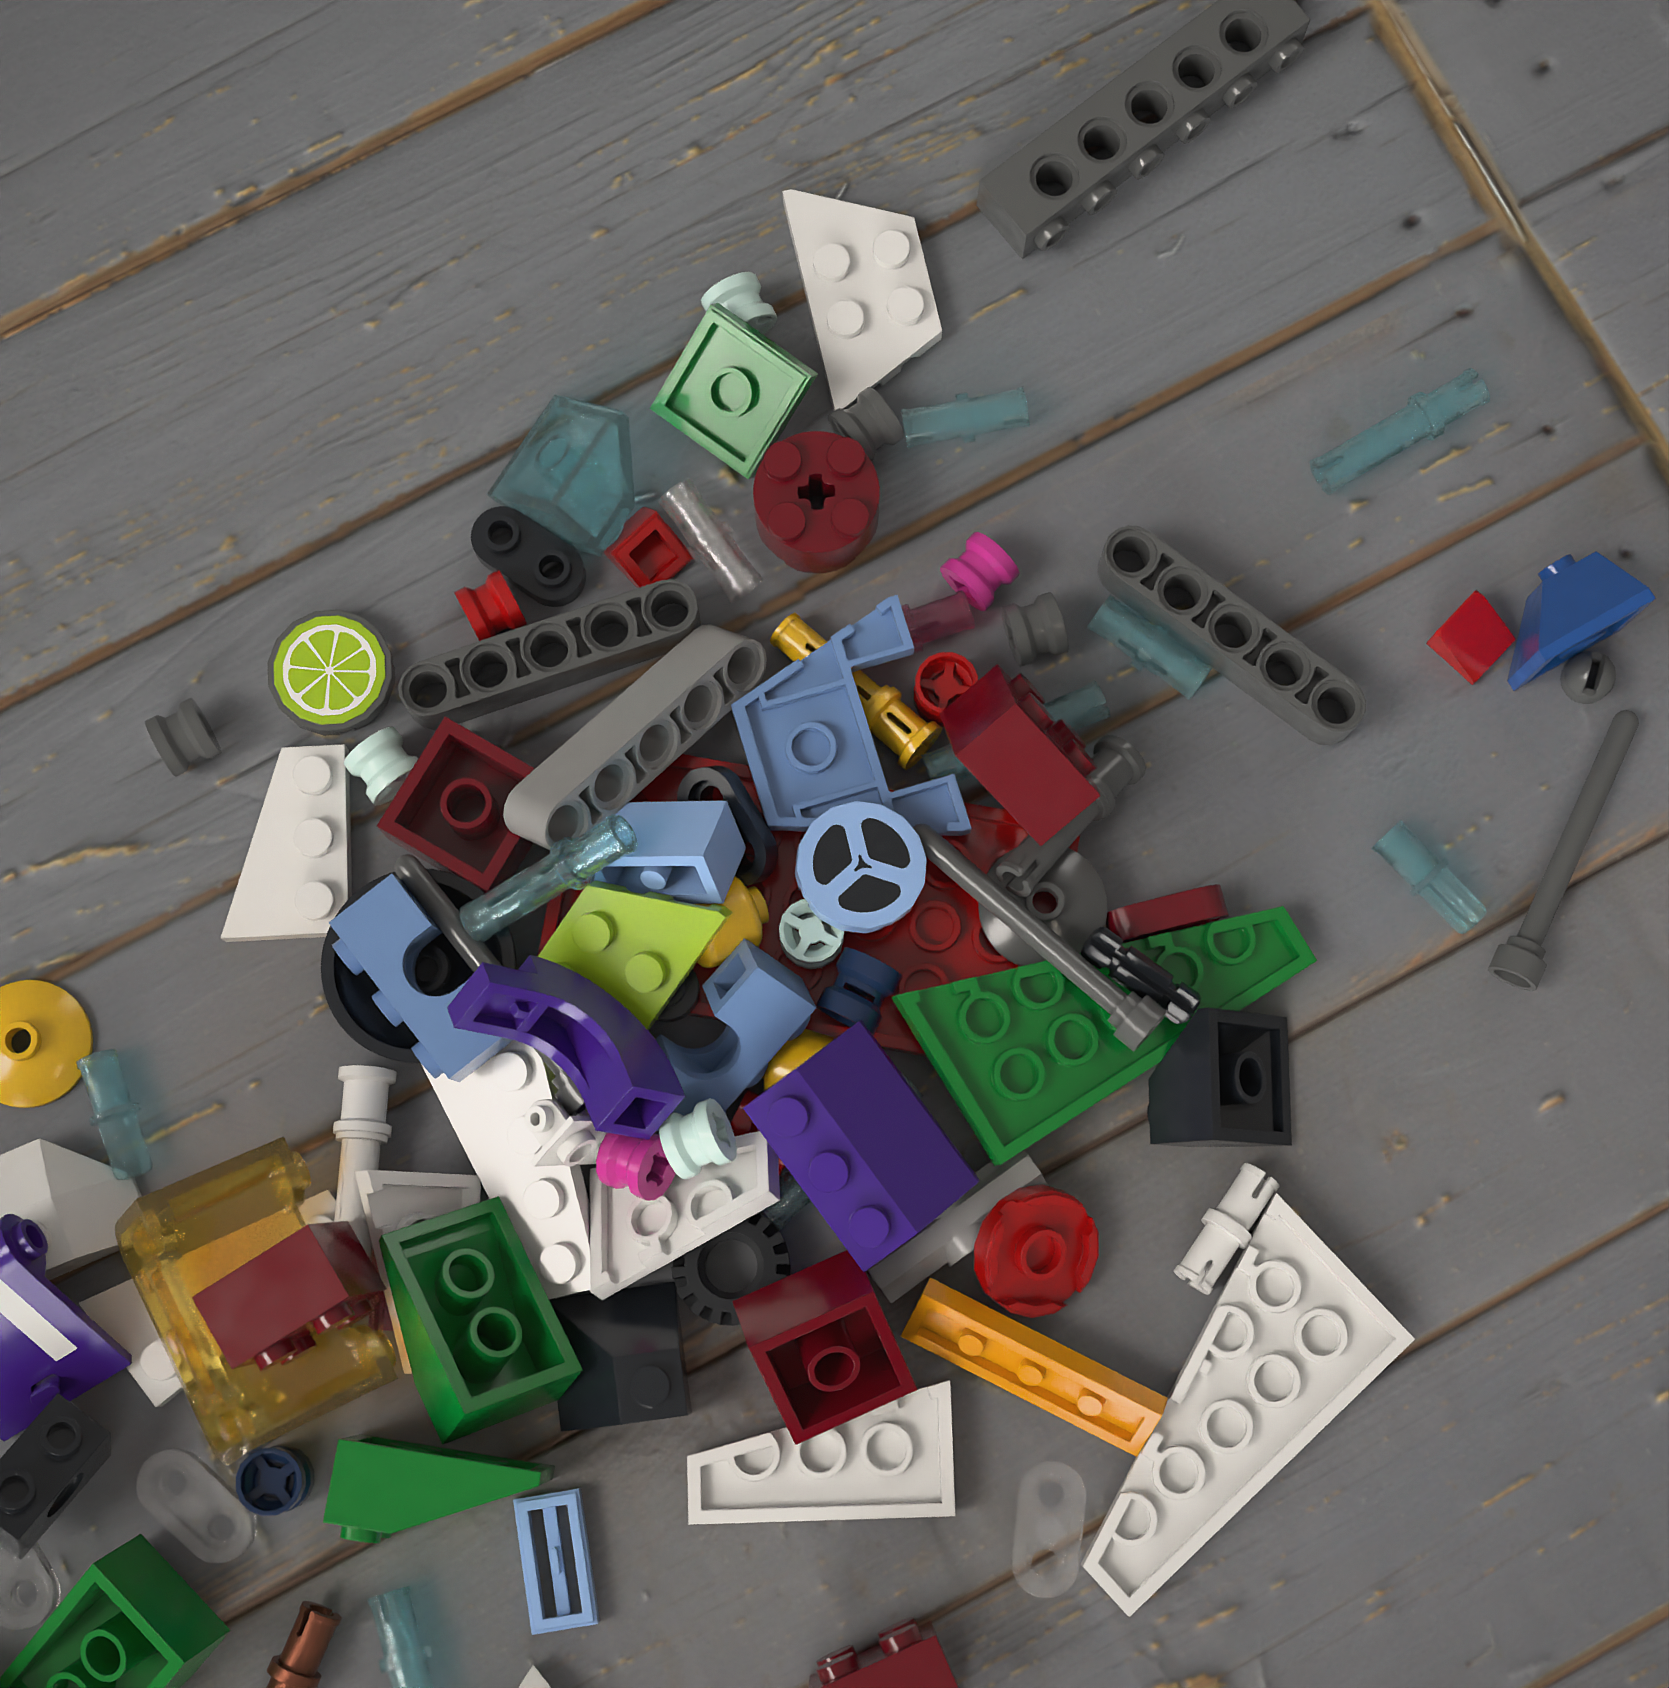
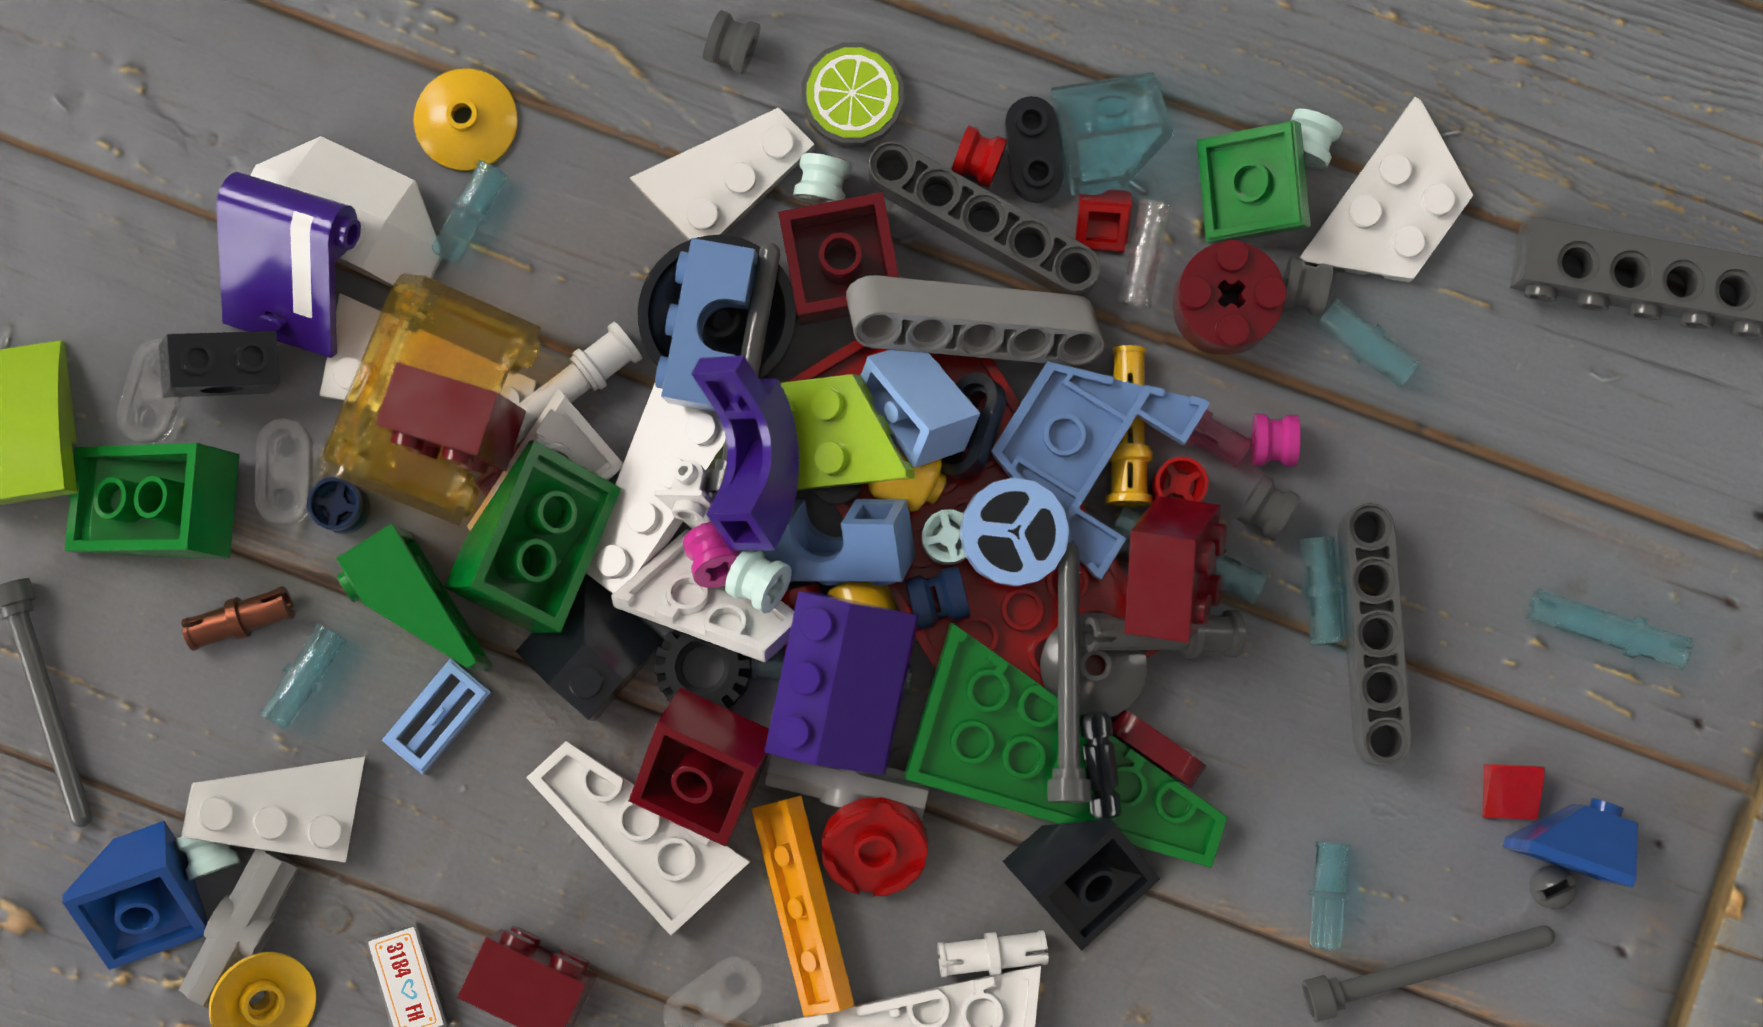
camera: 50 degrees right, 5 degrees up
(569, 865) = (853, 352): clear light blue pin -> none

